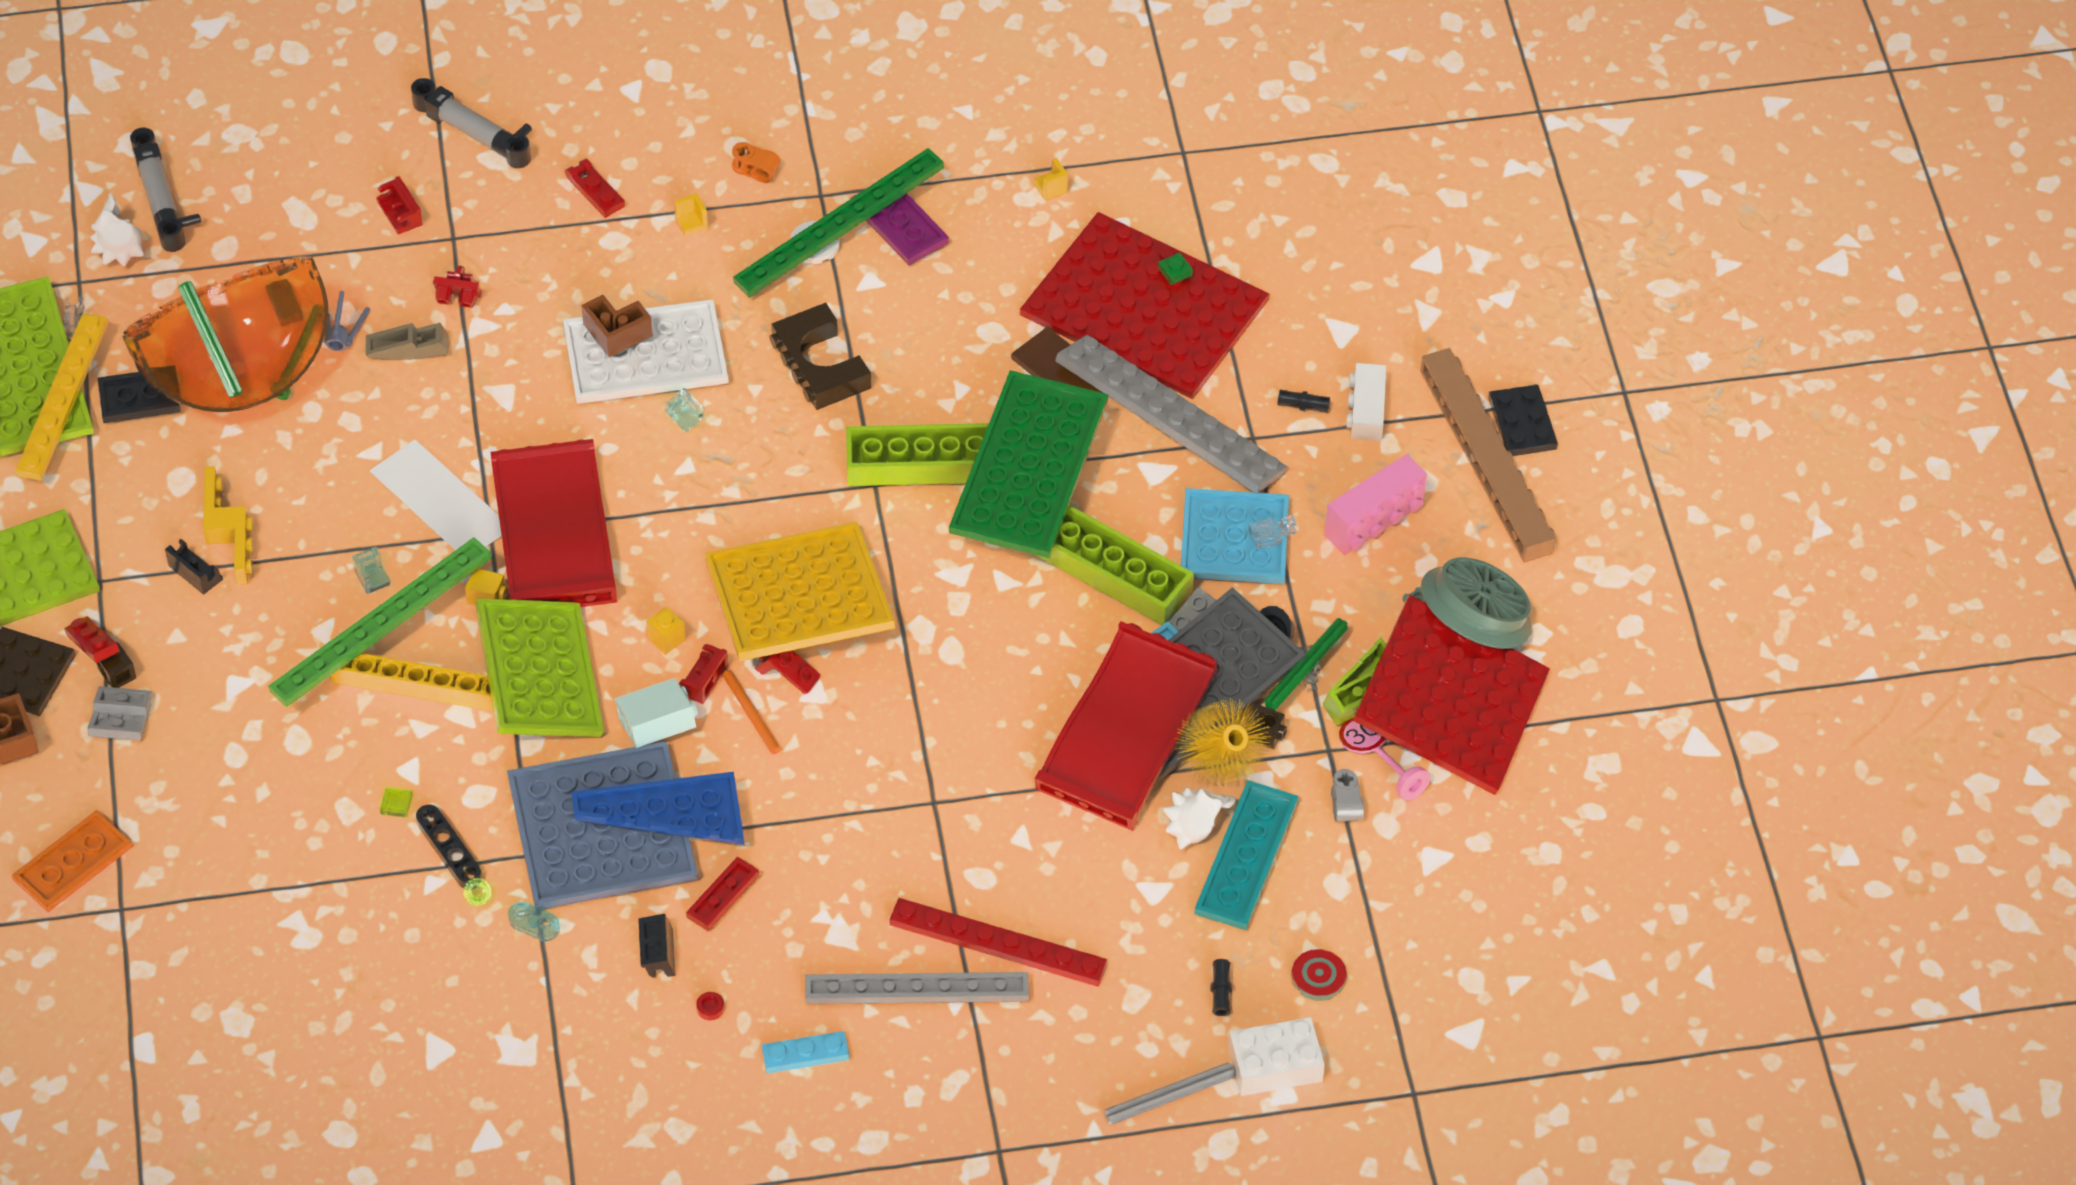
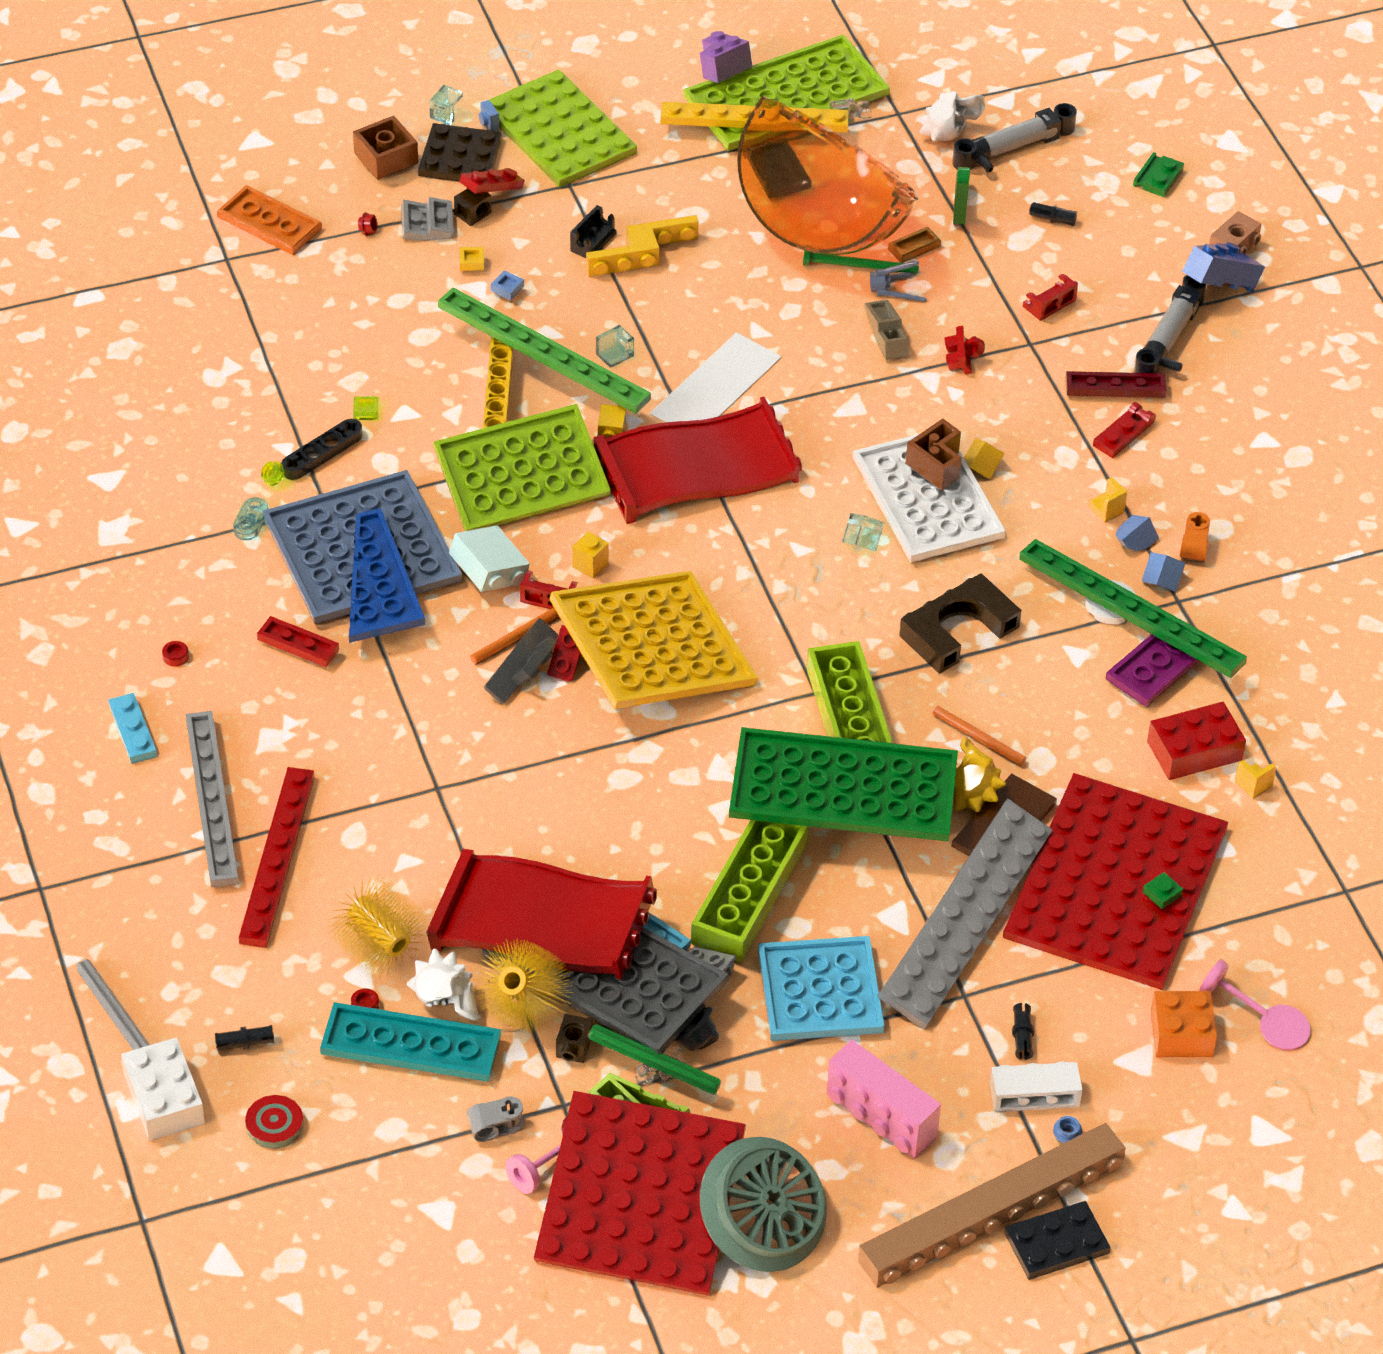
camera: 80 degrees right, 5 degrees down
(112, 767) = (367, 223): none -> red plate
(198, 678) = (471, 258): none -> yellow plate
(210, 339) = (828, 182): axle -> none
(220, 246) = (961, 195): none -> green beam
(244, 90) = (1158, 174): none -> green plate
(249, 652) = (507, 285): none -> medium blue plate
(278, 181) = (1053, 213): none -> black axle
(360, 48) = (1238, 230): none -> nougat brick
(409, 61) = (1223, 264): none -> wedge
(535, 181) = (1115, 384): none -> dark red plate
(613, 294) = (983, 457): none -> yellow panel
(656, 945) = (230, 602): black hinge -> none
(733, 204) = (1137, 533): none -> medium blue brick
(790, 194) = (1163, 571): none -> medium blue panel
(795, 700) = (522, 661): none -> dark grey bracket
(957, 370) = (979, 735): none -> orange bar
(1003, 212) = (1196, 740): none -> red brick
(1018, 362) = (975, 779): none -> yellow head
(1128, 849) = (379, 926): none -> yellow piece
(1189, 888) = (365, 998): none -> red tile
(1269, 533) = (824, 1009): clear plate -> none
(1319, 222) = (1280, 1024): none -> bright pink piece
(1319, 286) = (1183, 1024): none -> orange brick
(1413, 390) = (1066, 1123): none -> medium blue plate

